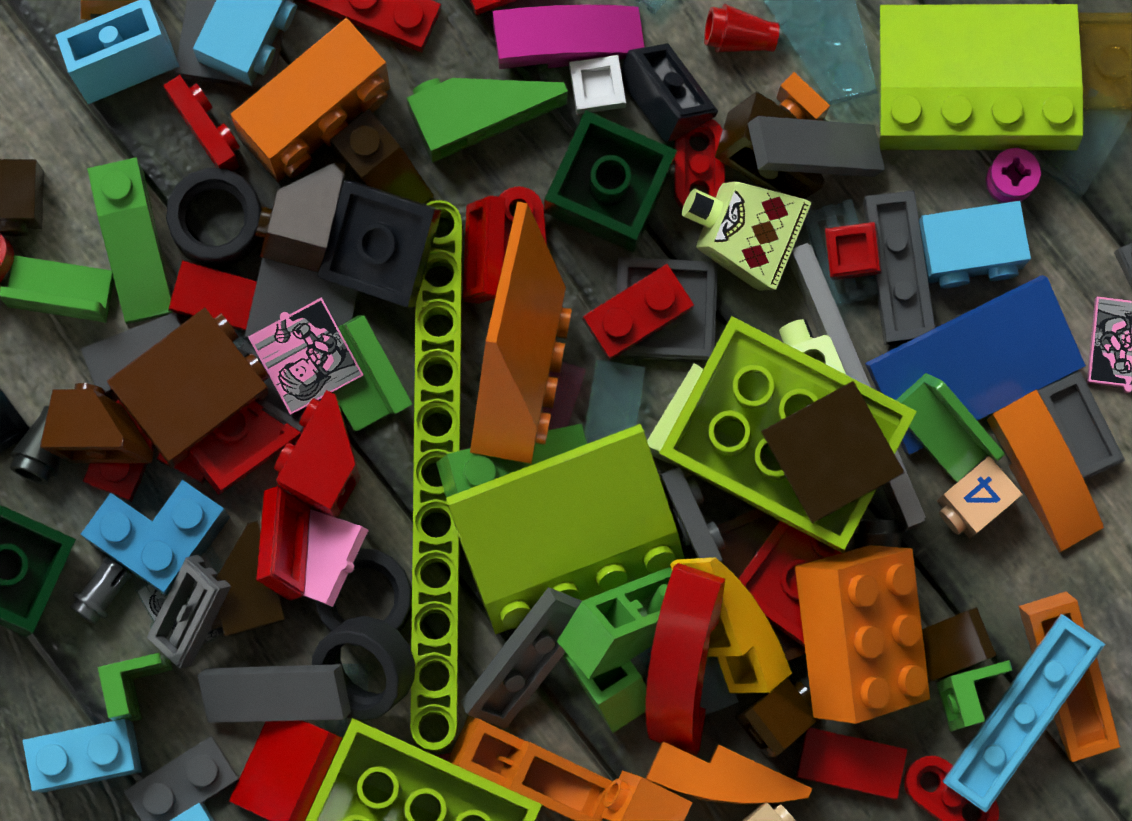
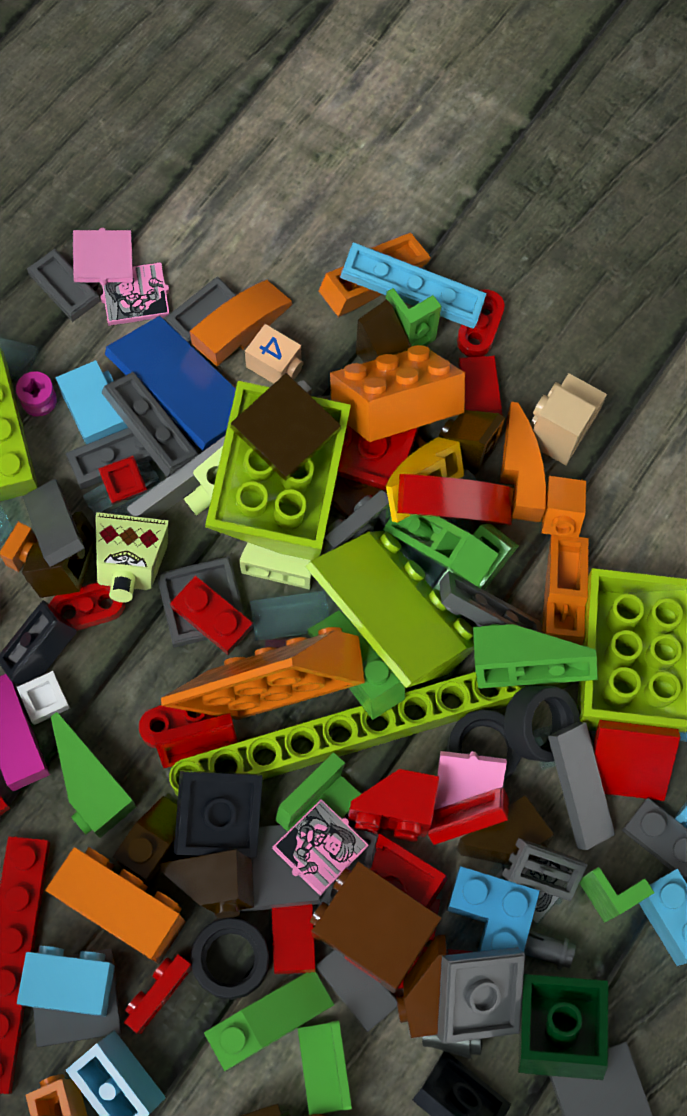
camera: 105 degrees left, 10 degrees down
(68, 477) = (480, 995): none -> dark grey tile
(453, 659) = (526, 657): none -> bright green slope
(609, 181) = (118, 661): dark green brick -> none
(918, 303) = (149, 423): none -> dark grey tile
(947, 428) = (221, 385): bright green panel -> none

